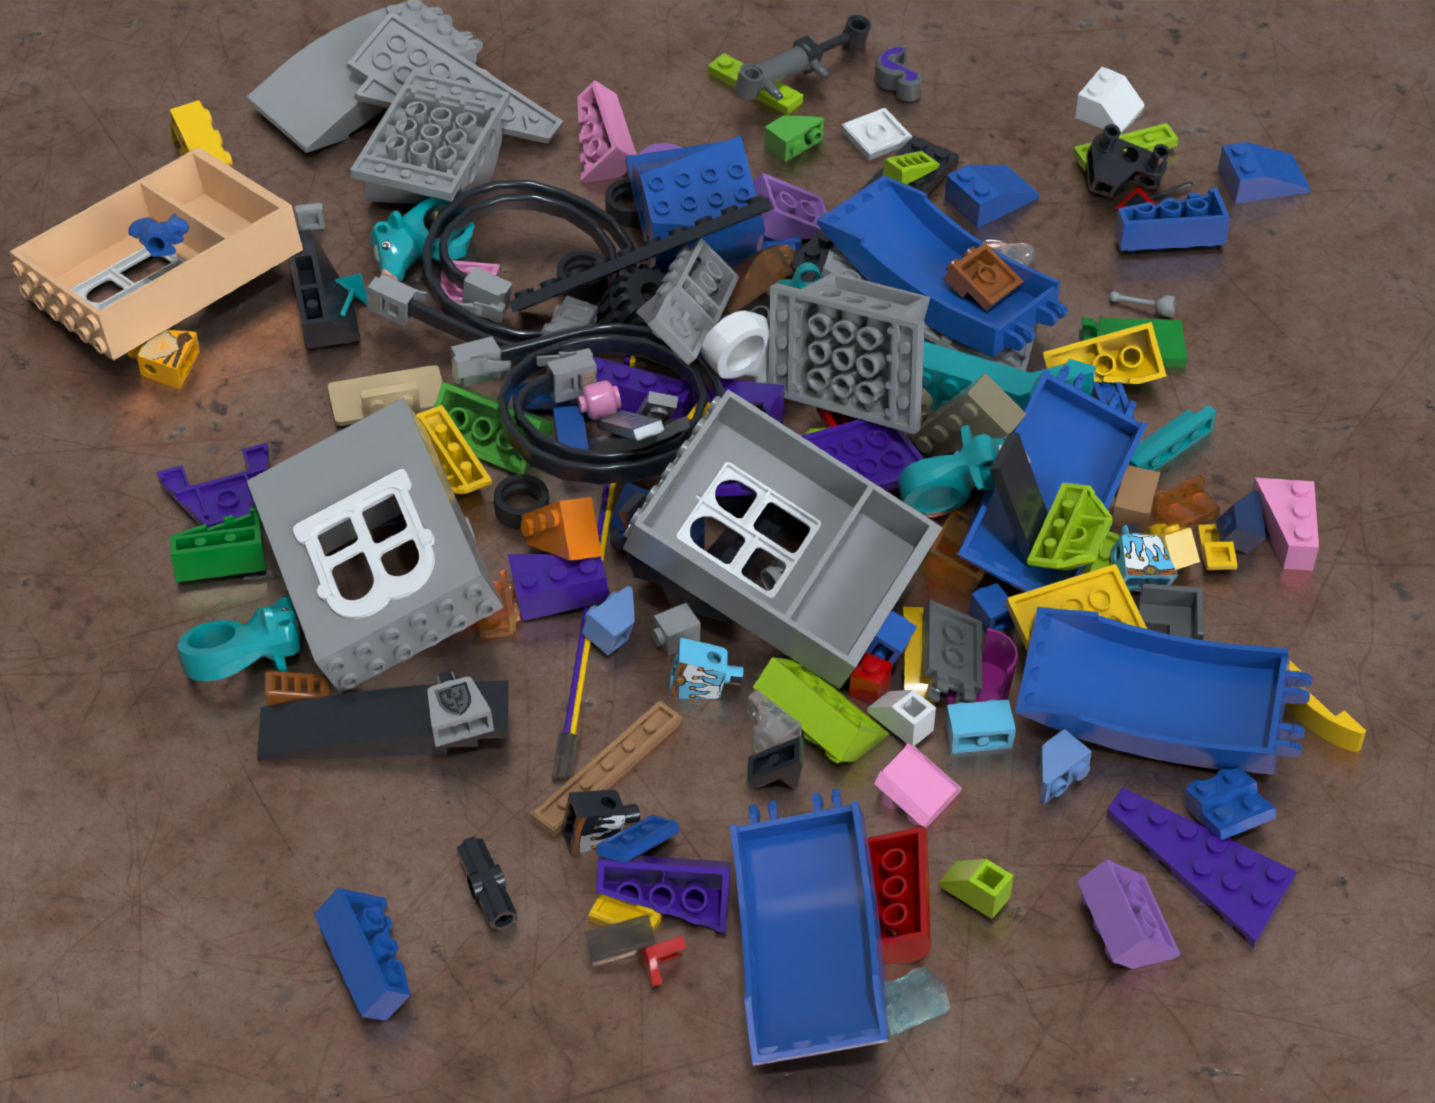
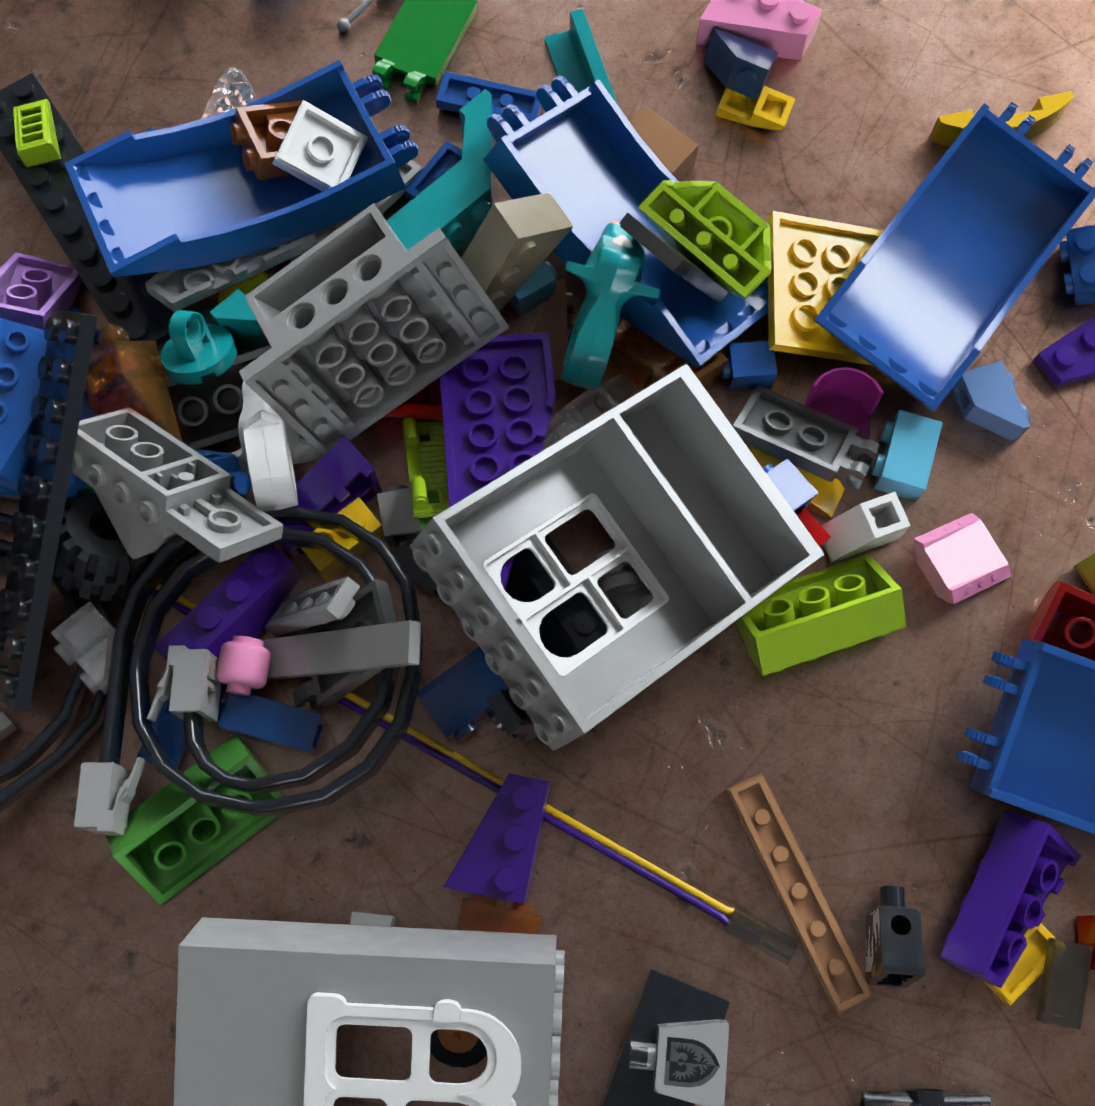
camera: 65 degrees left, 25 degrees up
(363, 396) = (67, 930): tan bracket -> none
(454, 453) = (233, 892): yellow wedge -> none
(518, 485) = (354, 854): black tyre -> none
(564, 529) = (445, 802): orange wedge -> none
(611, 622) = (593, 794): medium blue slope -> none
(637, 838) = (946, 908): blue tile -> none
(673, 625) = (634, 726): light grey brick -> none
(701, 671) = (718, 724): medium azure torso -> none
(771, 722) = (830, 679): clear arch -> none
(778, 762) = (885, 697): black slope -> none
(985, 293) = (319, 148): none -> white tile
(987, 192) = (112, 72): blue slope -> none
(1120, 356) = (454, 61): yellow wedge -> none
(1142, 559) = (758, 181): torso -> none
(1173, 609) = (844, 184): dark grey panel -> none
(1178, 543) = (739, 148): yellow slope -> none
(1185, 504) = (686, 105): clear orange bracket -> none

